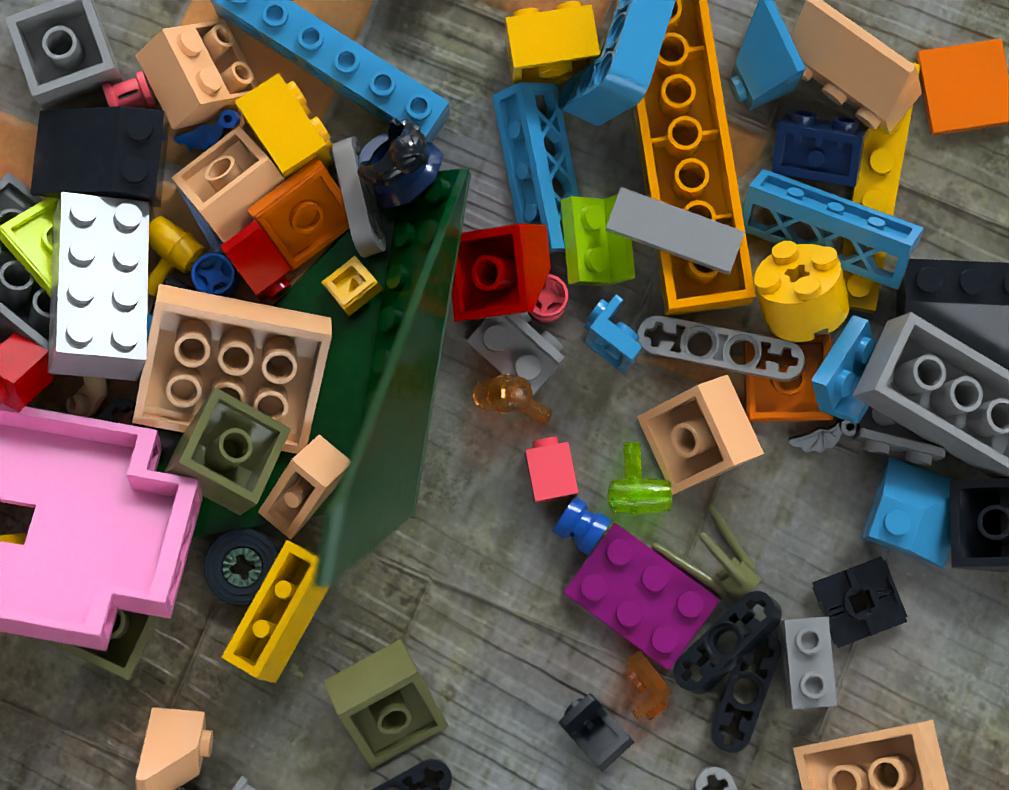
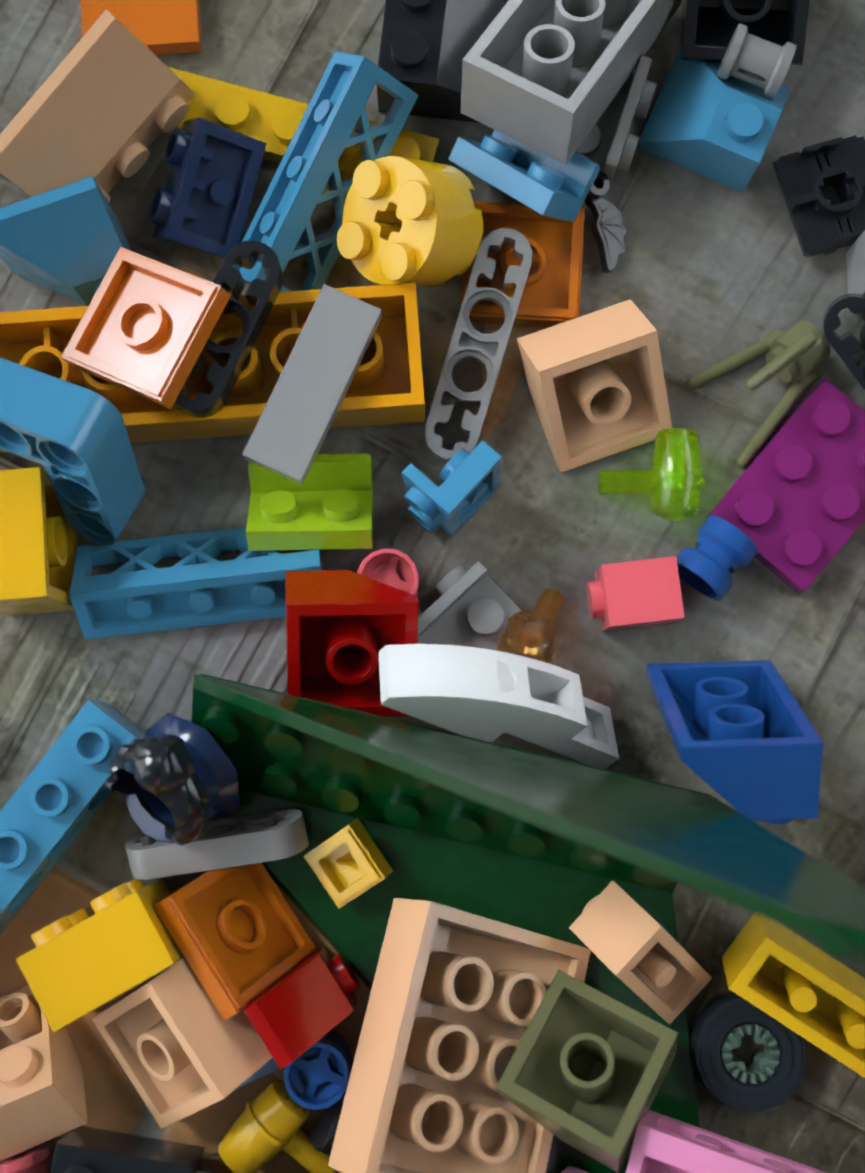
camera: 85 degrees left, 0 degrees up
(207, 135) = (101, 1067): blue piece -> none
(456, 529) = (742, 736): none -> blue slope
(472, 373) = (497, 693): none -> white slope
(681, 147) = (259, 294): none -> black beam
(703, 114) = (146, 327): none -> tile
(944, 528) = (757, 61): none -> light grey bush

